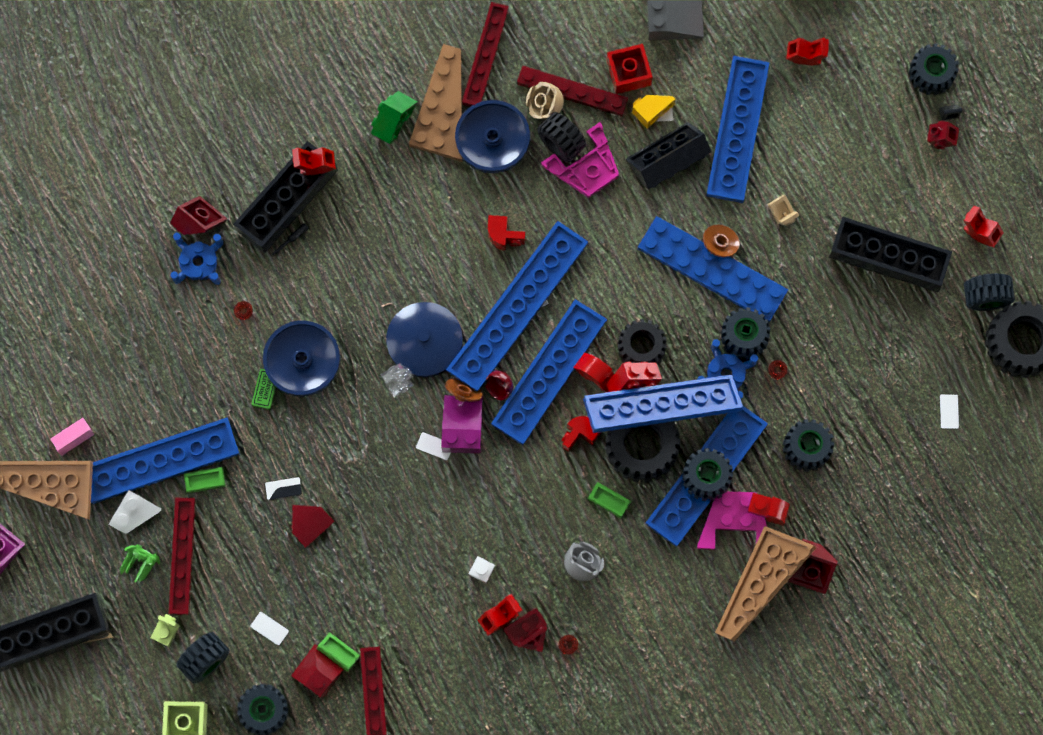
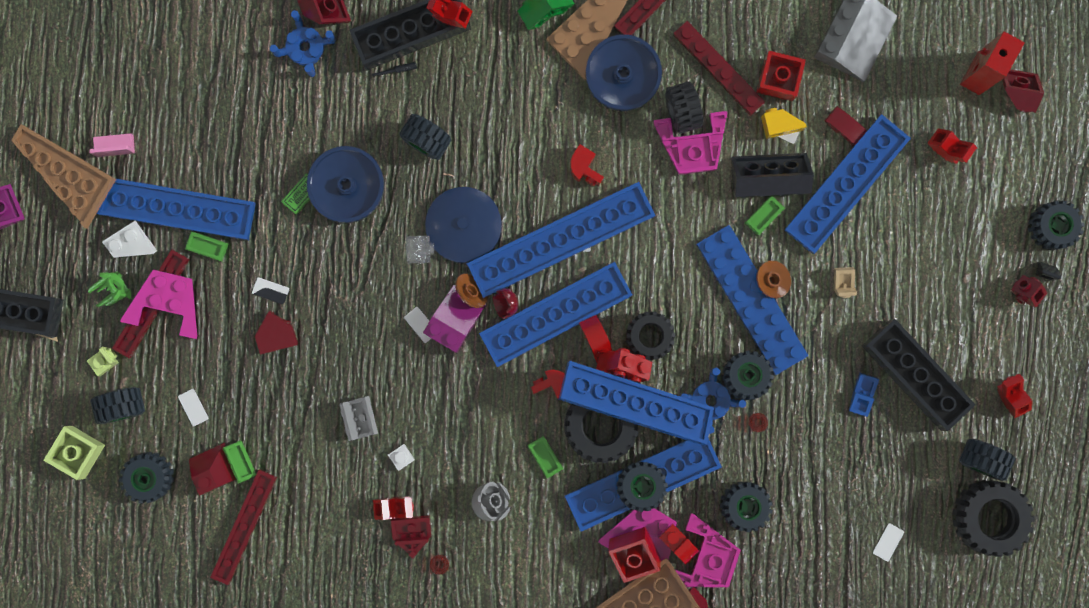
camera: 25 degrees right, 10 degrees up
(195, 537) = (169, 294): none -> dark pink wing
(243, 304) = (320, 106): clear red plate -> none
(350, 279) = (425, 136): none -> black wheel
(425, 554) = (358, 418): none -> light grey bracket
(544, 100) = (687, 65): tan cylinder -> none
(682, 192) = (764, 215): none -> bright green tile
(707, 80) = (845, 125): none -> dark red slope
(735, 537) = (634, 554): none -> red brick
(807, 503) = (715, 558): none -> dark pink wing
(854, 297) = (863, 394): none -> blue slope

